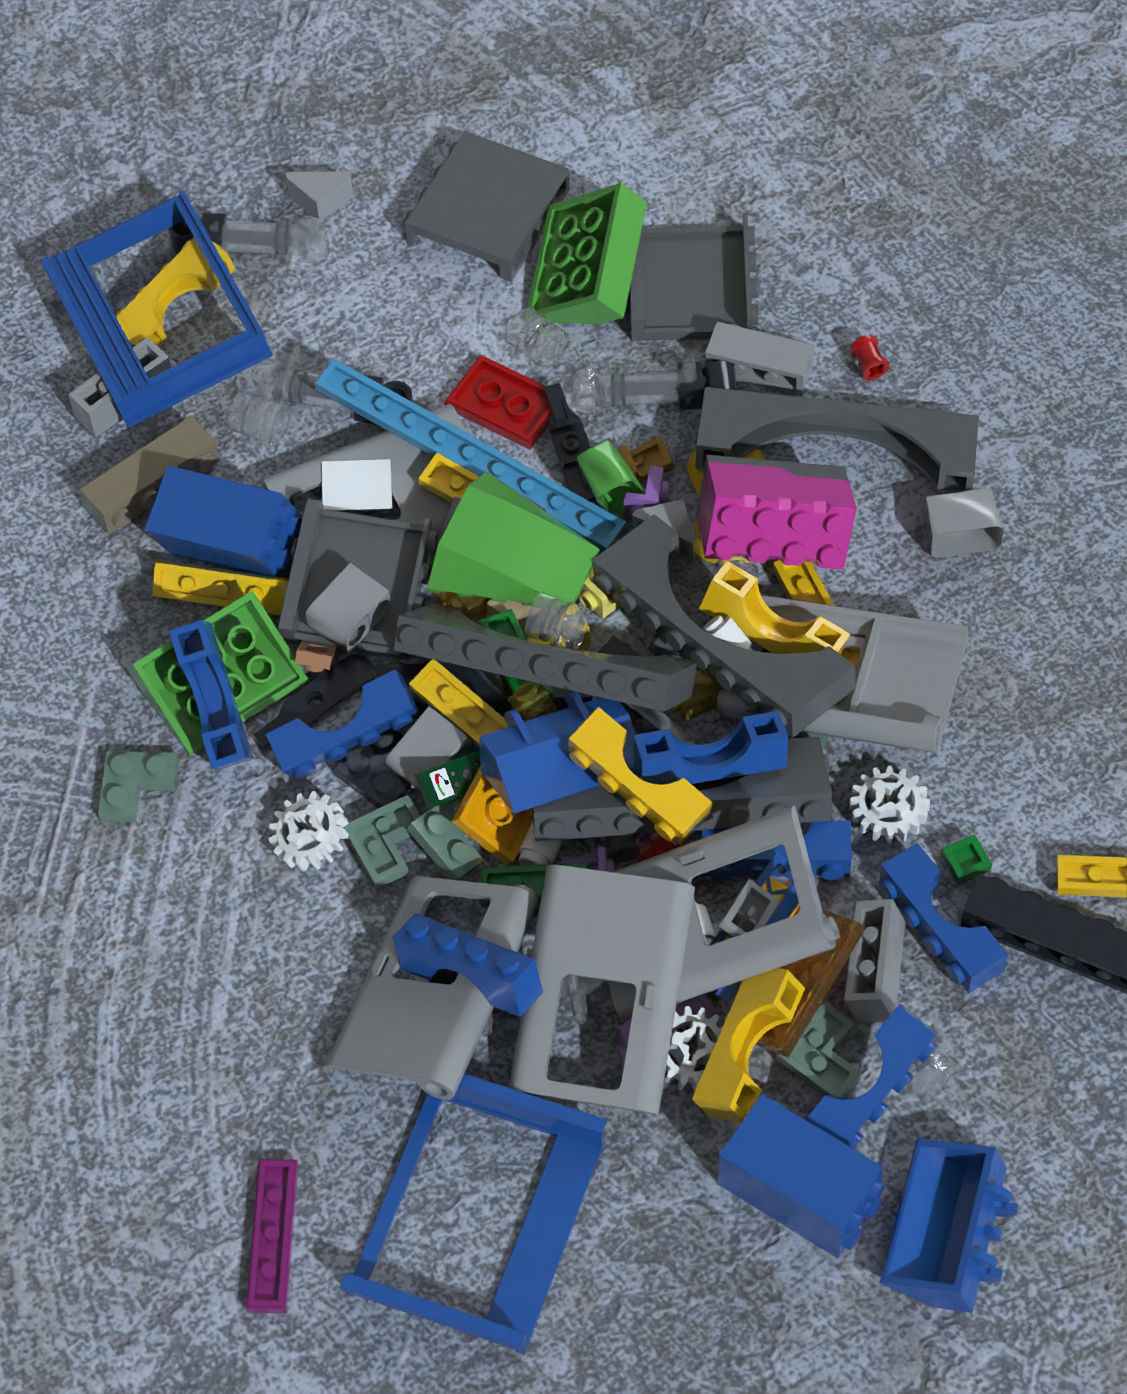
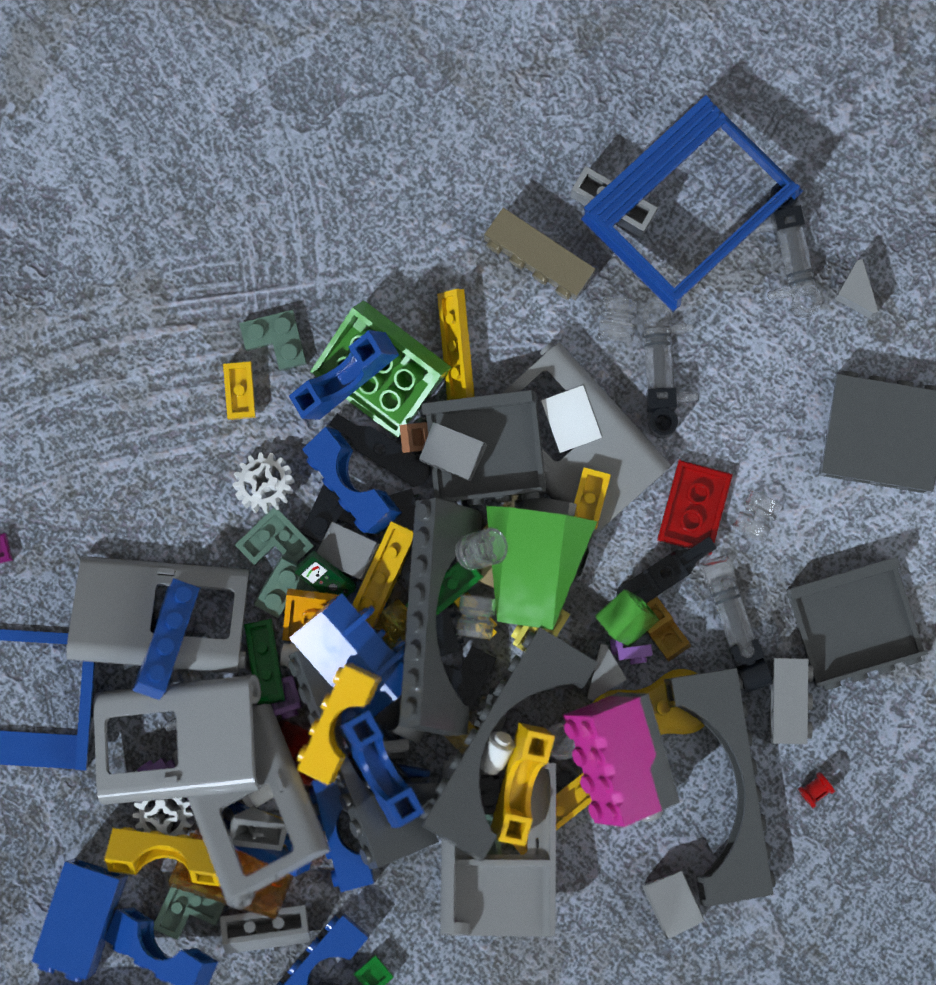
camera: 75 degrees right, 25 degrees up
(182, 834) = (239, 390): none -> yellow plate
(184, 273) = (681, 195): yellow arch -> none
(224, 522) = (498, 331): blue brick -> none
(439, 436) = (619, 497): dark azure plate -> none
(477, 589) = (481, 549): none -> clear wheel
(588, 256) = (842, 534): bright green slope -> none
(889, 804) = (419, 916): white gear -> none

